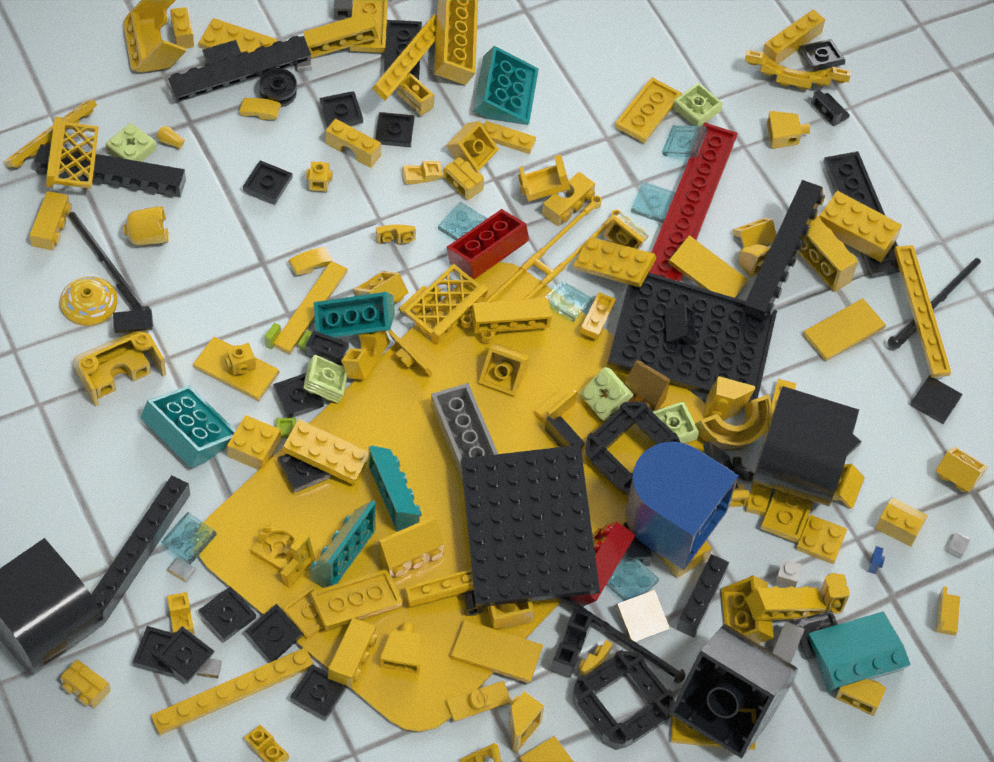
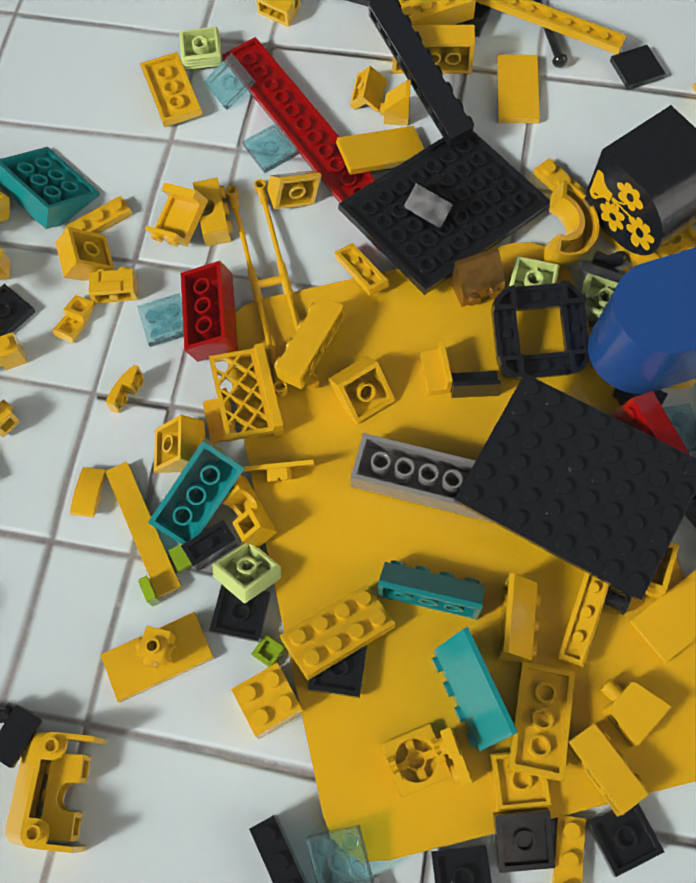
camera: 45 degrees left, 10 degrees up
(188, 425) = (191, 759): teal slope -> none
(568, 300) = (324, 282): clear light blue tile -> none
(594, 394) = (471, 305): yellowish green brick -> none
(614, 261) = (319, 214): yellow plate -> none
(727, 398) = (536, 220): yellow slope -> none

